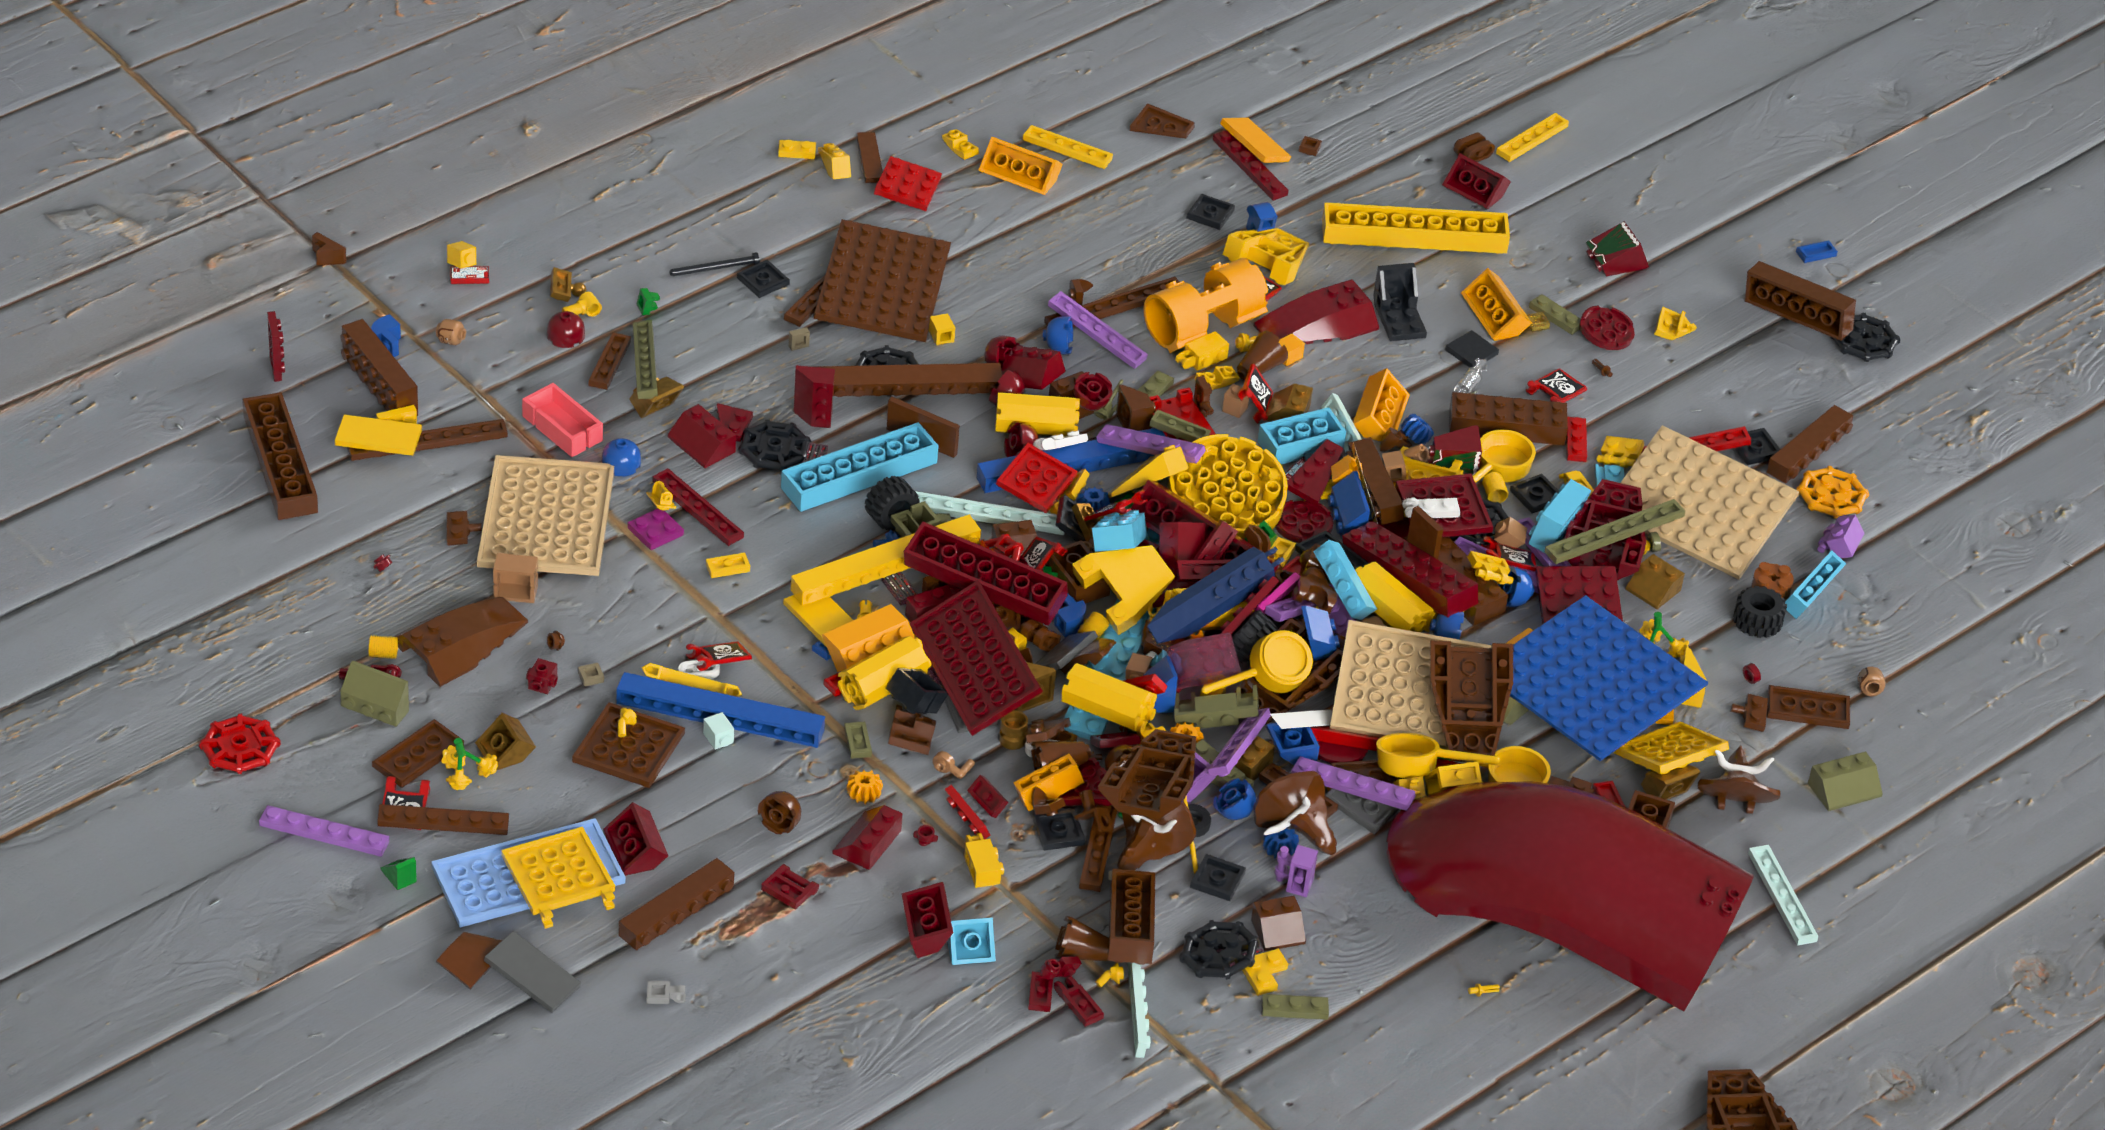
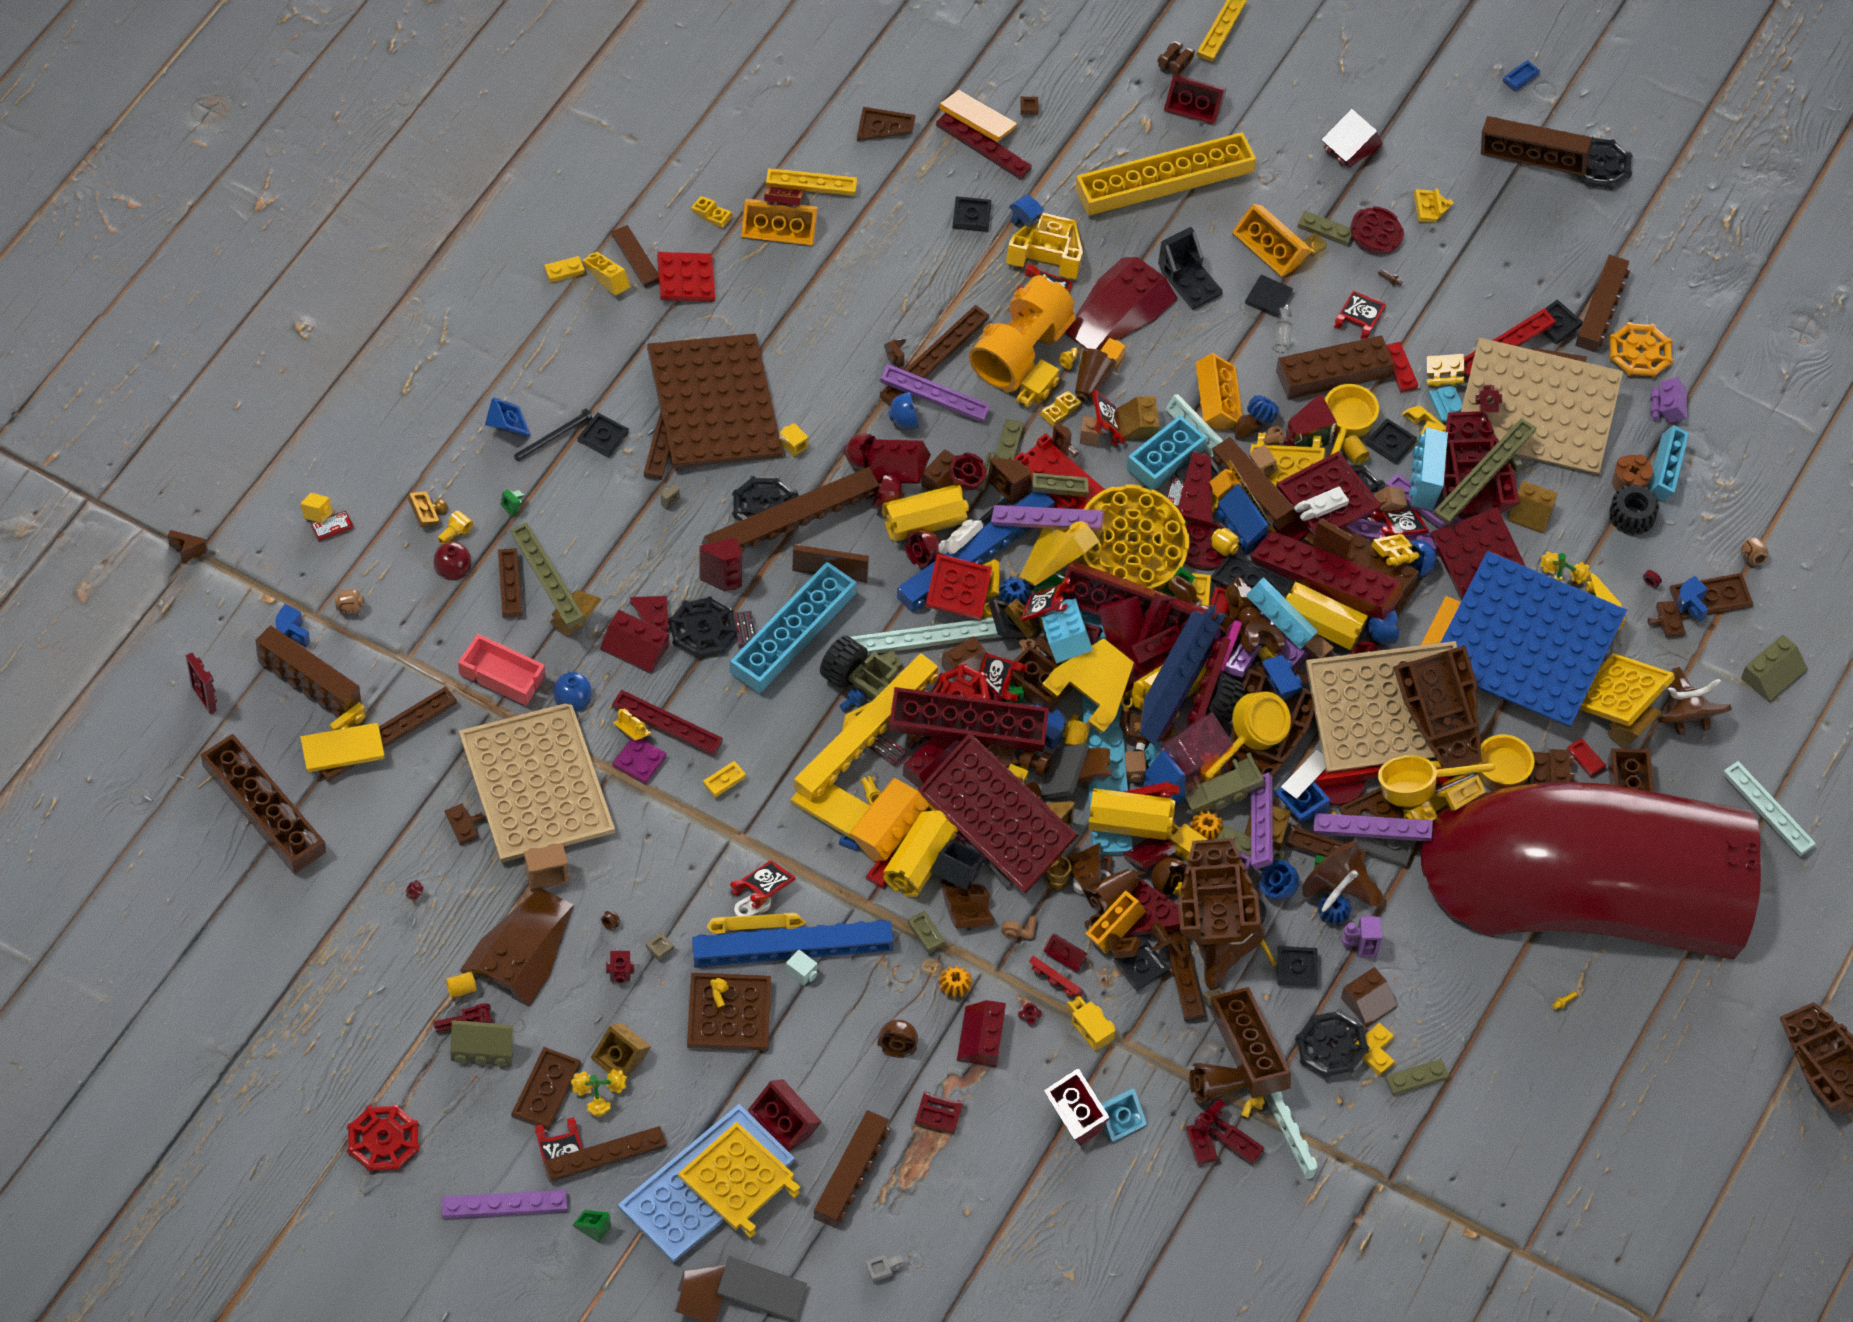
camera: 20 degrees left, 15 degrees up
(677, 238) = (506, 417): none -> blue slope
(1032, 145) = (788, 196): none -> dark red plate
(1322, 518) = (1225, 541): none -> yellow head
(1650, 482) = (1488, 405): none -> dark red brick
(1784, 697) = (1690, 598): none -> blue brick

